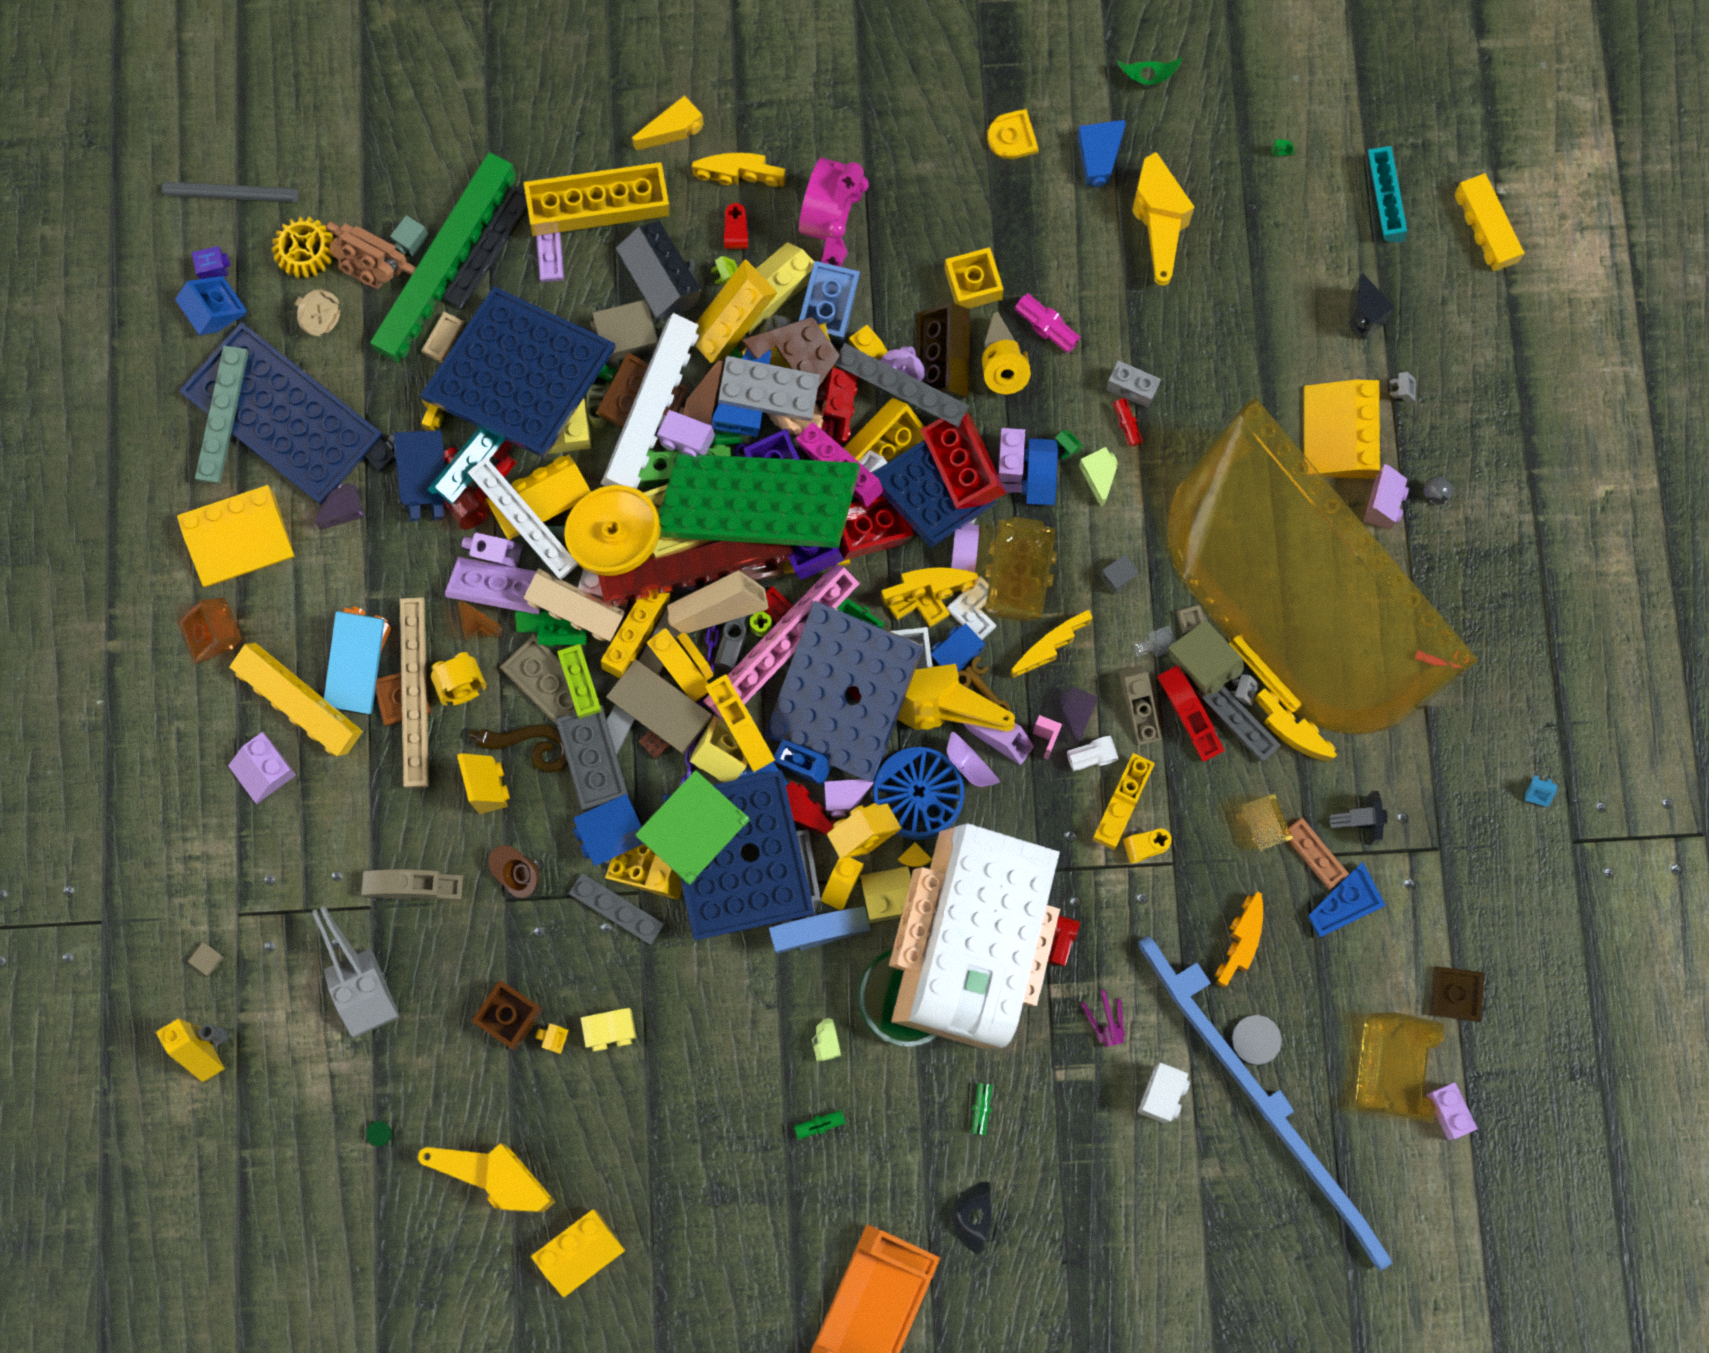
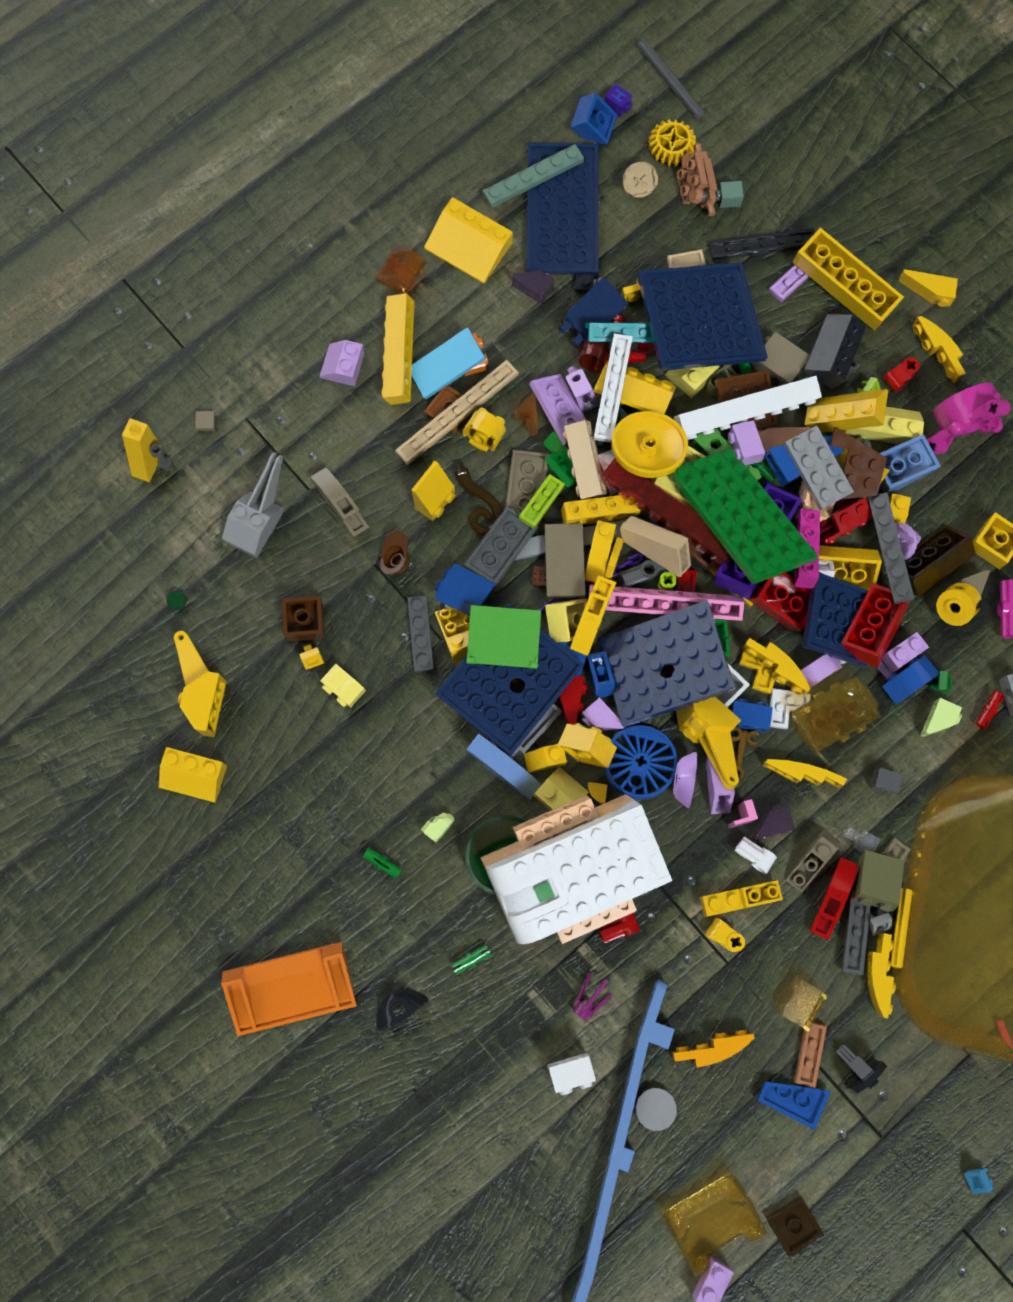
camera: 50 degrees right, 0 degrees up
(443, 258) = (735, 223): green brick -> none

